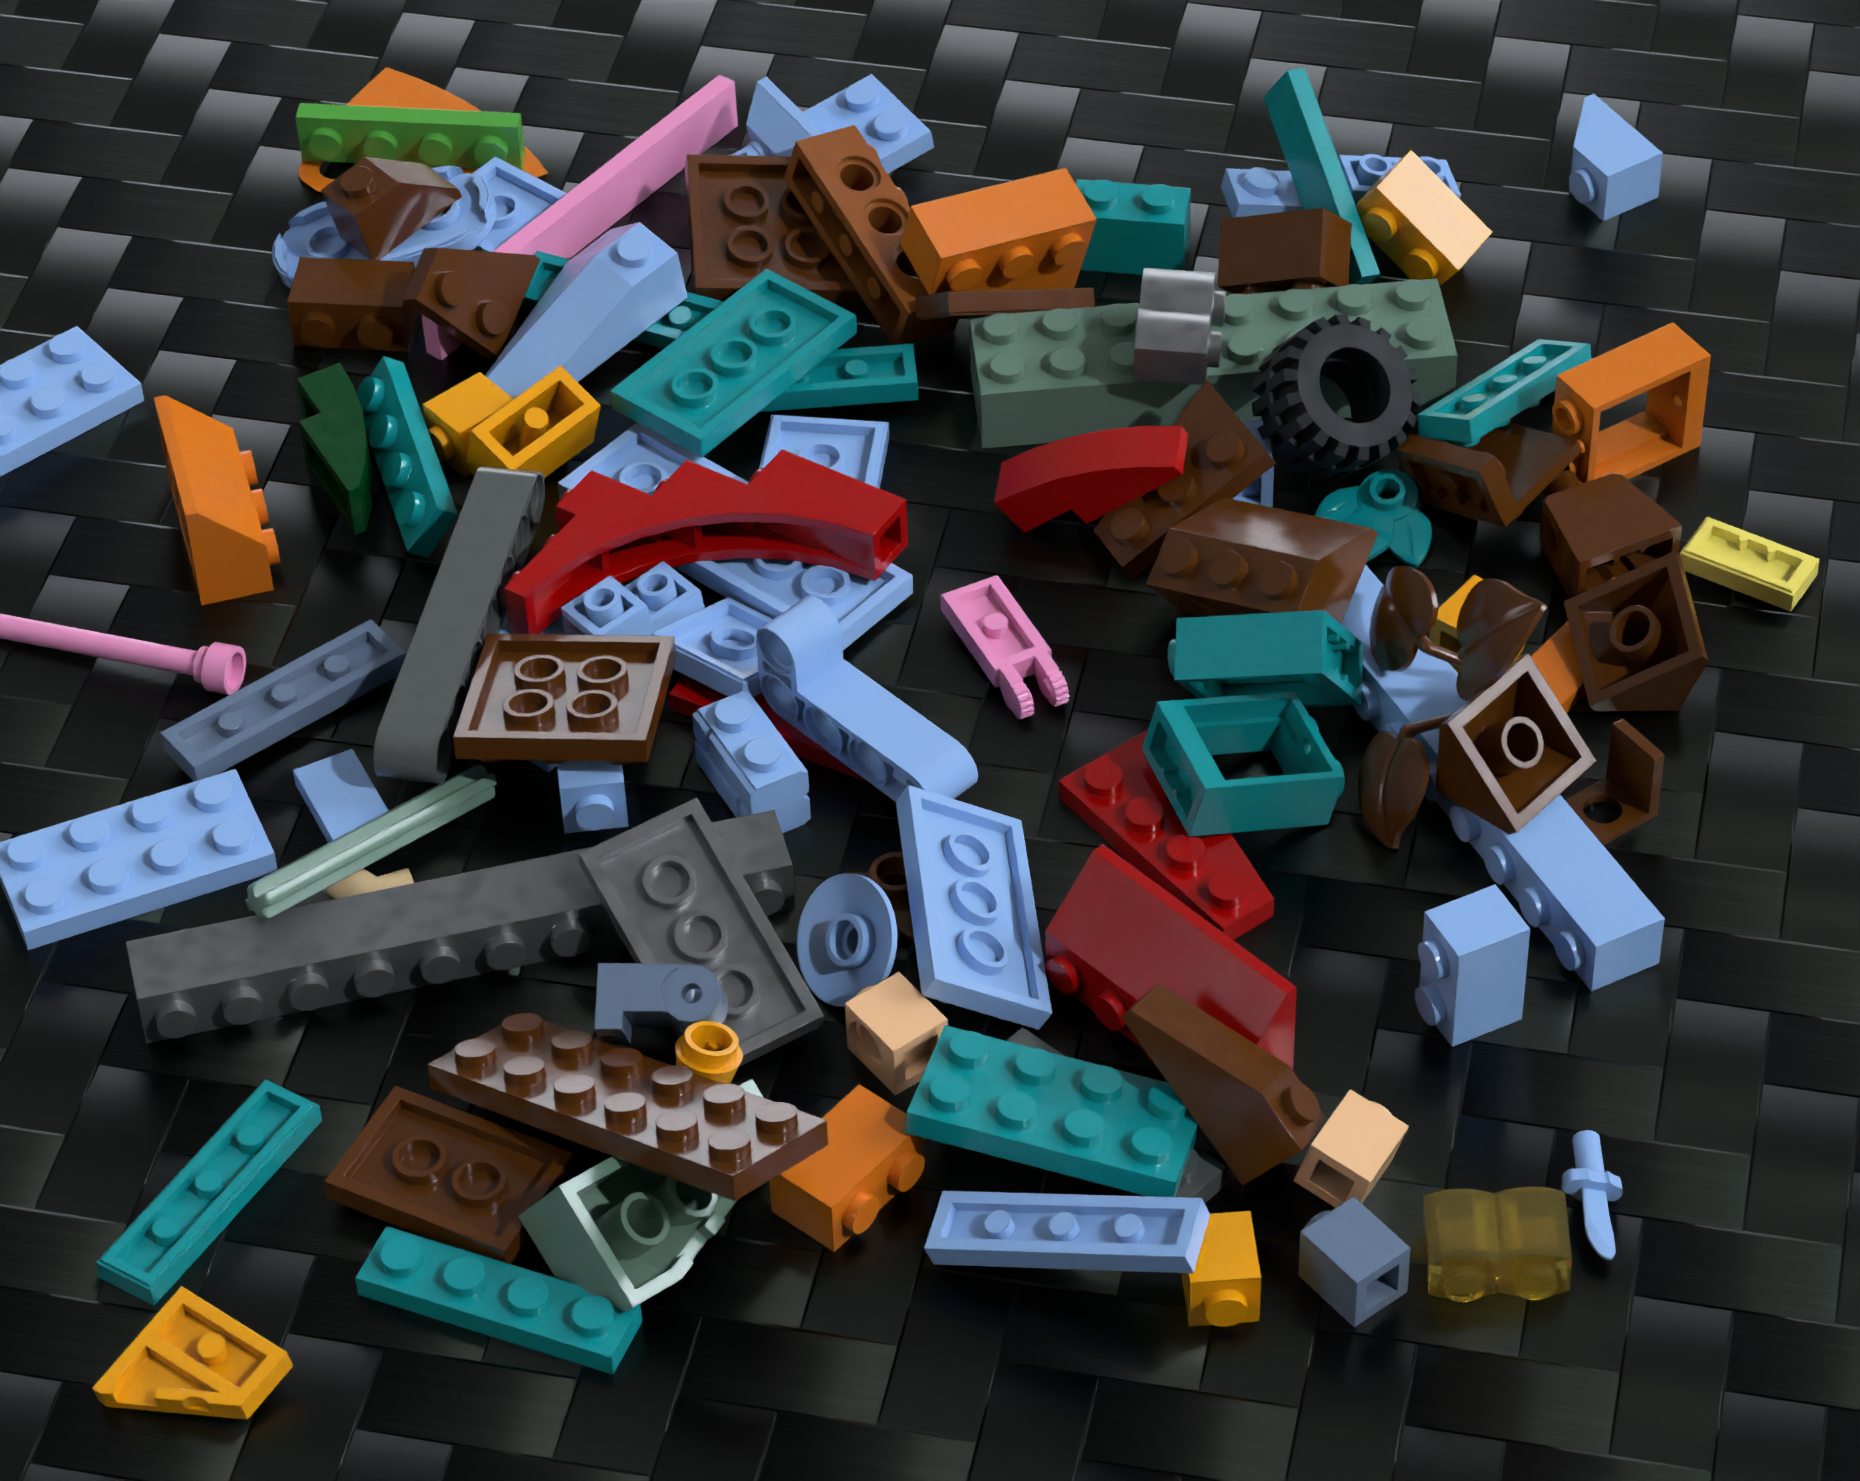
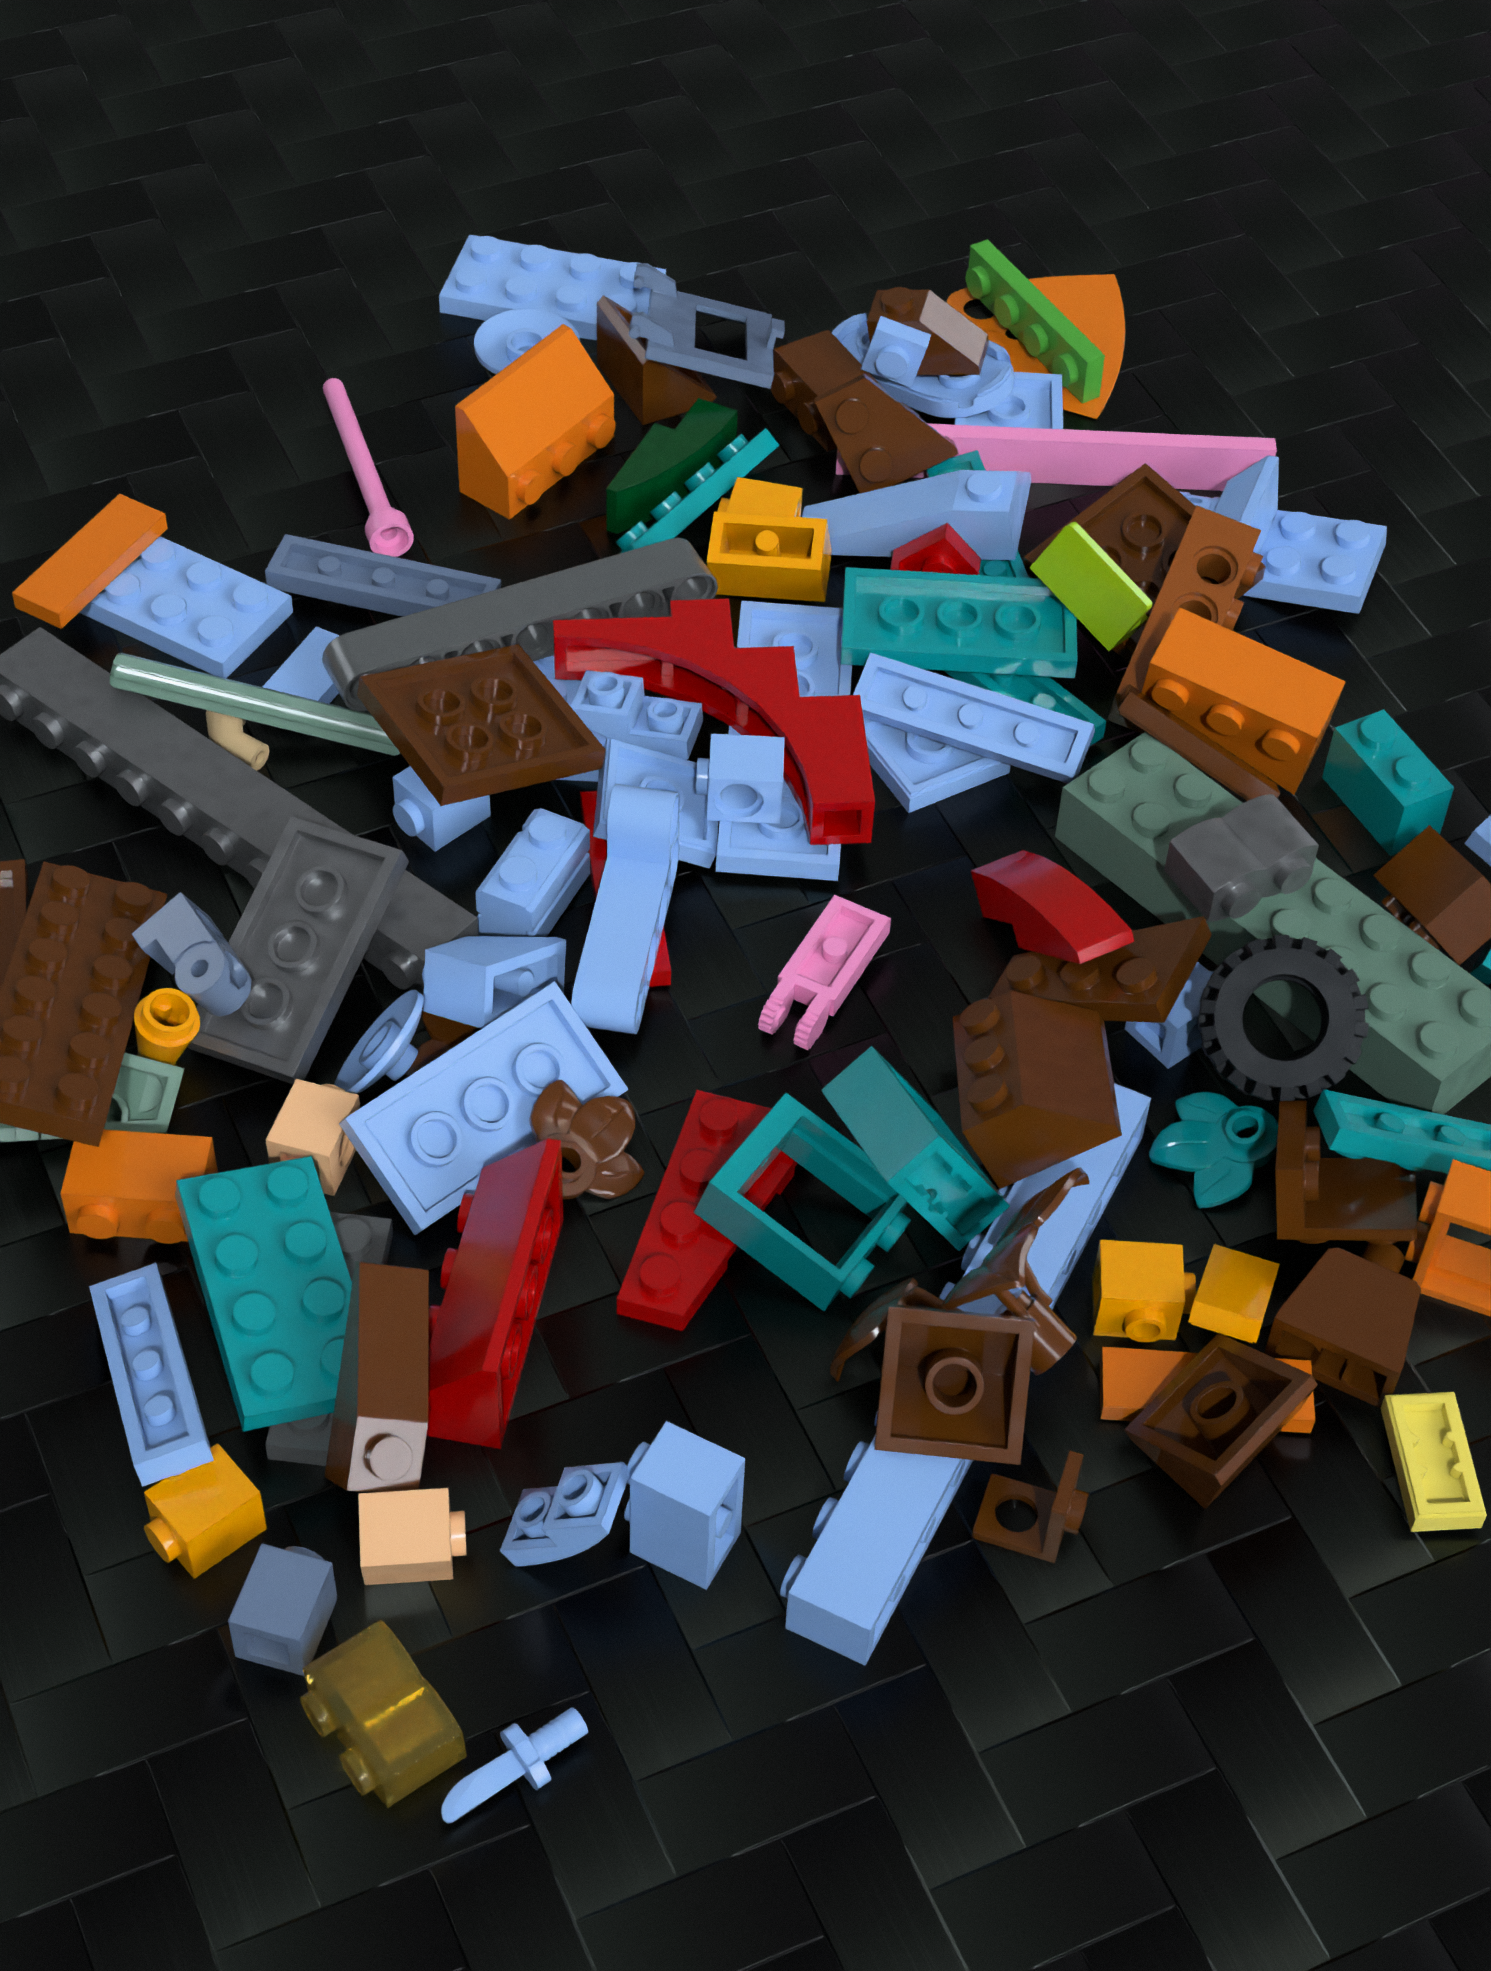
camera: 50 degrees right, 5 degrees up
(64, 874) = (89, 561): none -> orange tile
(80, 460) = (512, 334): none -> light blue dish
(163, 342) = (671, 331): none -> sand blue piece
(218, 394) = (647, 386): none -> reddish brown slope
(393, 225) = (896, 351): none -> light blue plate
(640, 339) = (937, 552): none -> red bracket
(785, 568) = (742, 778): none -> light blue brick
(801, 253) = (1092, 586): none -> lime panel
(840, 835) = (489, 975): none -> light blue slope
(846, 409) = (973, 718): none -> light blue plate
(1041, 868) = (590, 1138): none -> reddish brown plate
(1422, 1045) = (565, 1517): none -> light blue slope
(1536, 574) = (1233, 1294): none -> light orange tile

